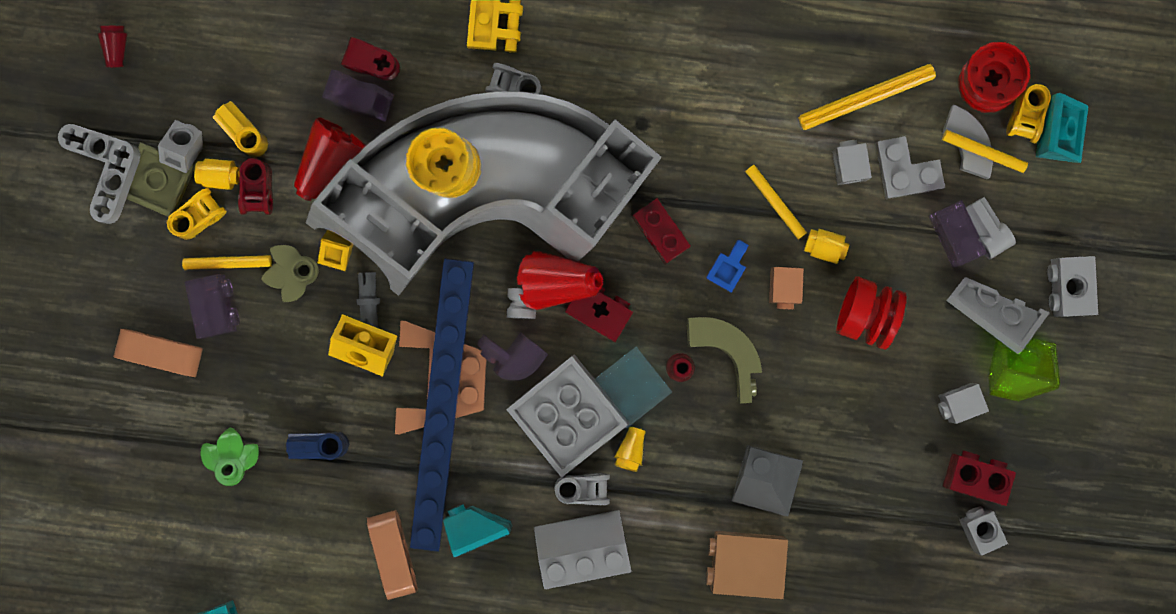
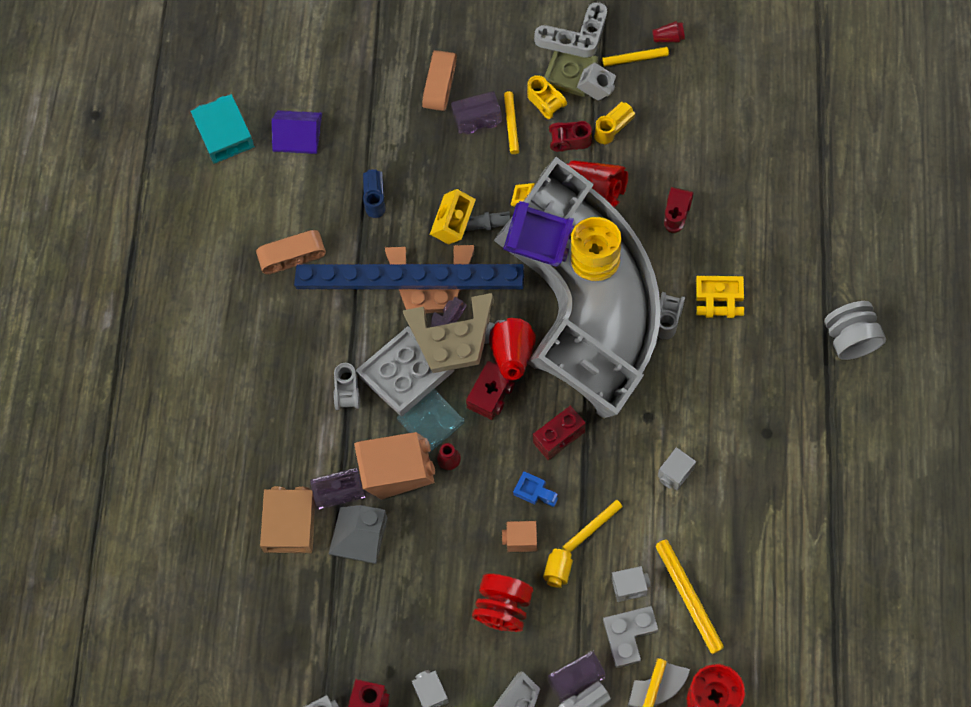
camera: 90 degrees right, 20 degrees down
(143, 93) = (636, 56): none -> yellow bar
(215, 544) = (296, 131): none -> dark purple slope
(217, 174) = (578, 107): yellow brick -> none
(229, 452) = (365, 135): bright green plate -> none
(287, 274) = (506, 163): olive plate -> none
(358, 96) = (647, 198): clear purple brick -> none
(418, 233) = (538, 235): none -> dark purple panel
(472, 528) = (313, 305): teal slope -> none
(544, 354) = (455, 343): none -> dark tan wing
(582, 549) = (297, 391): light grey slope -> none
(631, 450) = (378, 423): yellow cone -> none
(693, 433) = (394, 464): none -> nougat slope
(715, 503) = (337, 488): none -> clear purple brick
(716, 96) = (676, 469): none -> light grey brick
(732, 341) = (468, 499): olive arch -> none

